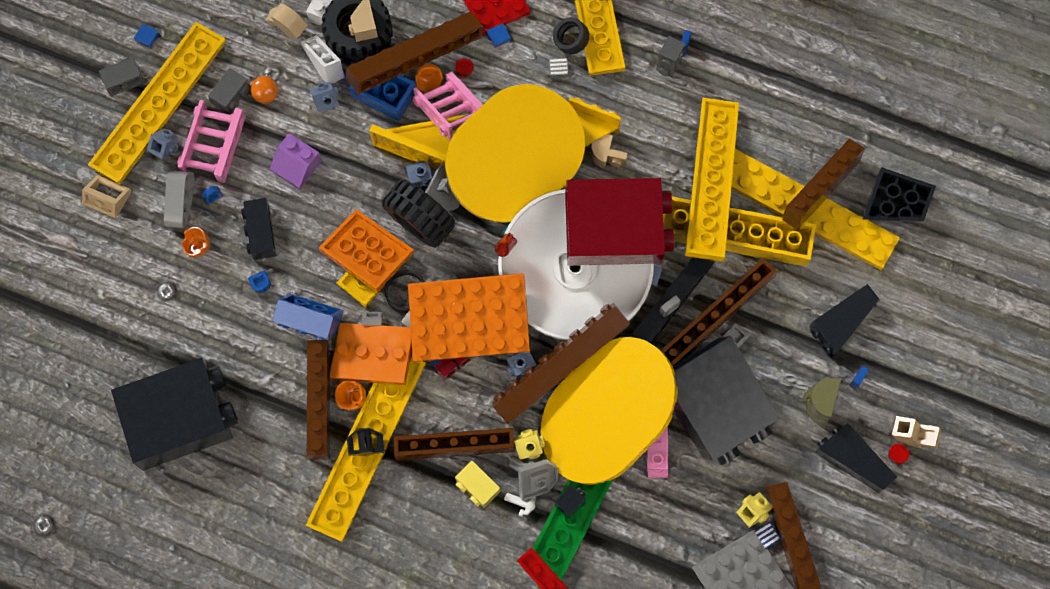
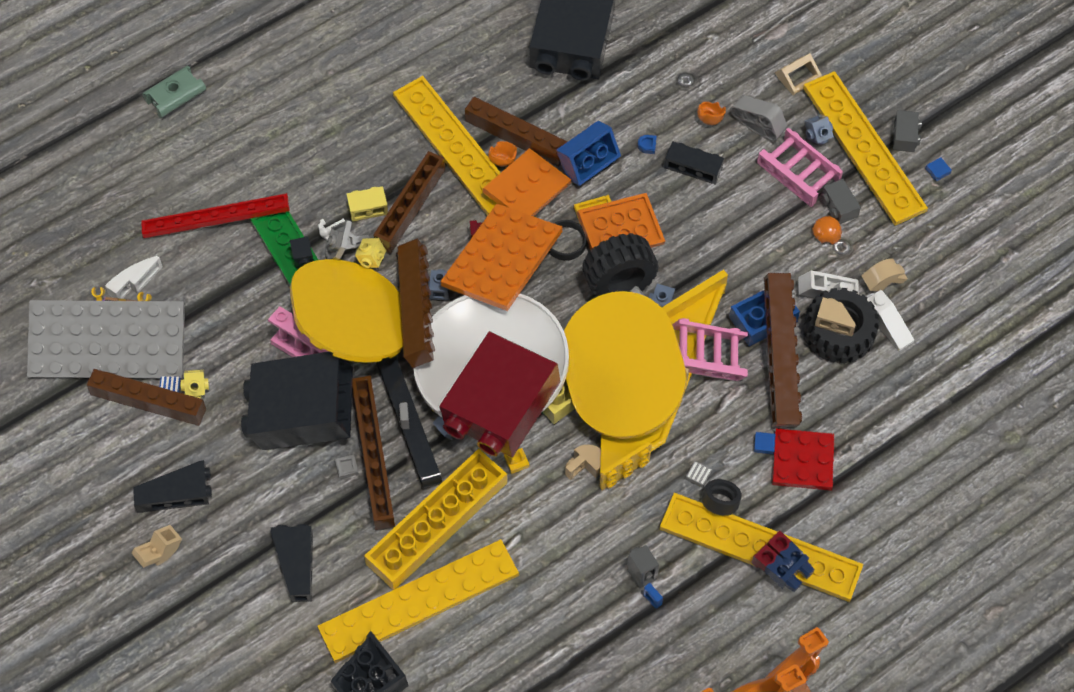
camera: 120 degrees right, 10 degrees down
(211, 194) = (749, 145): blue tile -> none
(295, 161) = (741, 219): medium lavender slope -> none
(325, 96) = (788, 263): sand blue brick -> none
(368, 450) = (455, 140): black piece -> none
(372, 318) = (557, 202): light grey tile -> none
(428, 77) = (753, 357): orange hair -> none
(464, 67) = (750, 397): red tile -> none
(505, 245) = (540, 305): clear red piece -> none
(712, 180) = (497, 522): yellow plate -> none
(821, 400) = (239, 487): olive brick -> none
(823, 184) = (425, 615): reddish brown brick -> none
(859, 377) = (237, 538): blue tile -> none
(898, 453) = (151, 526): red tile -> none

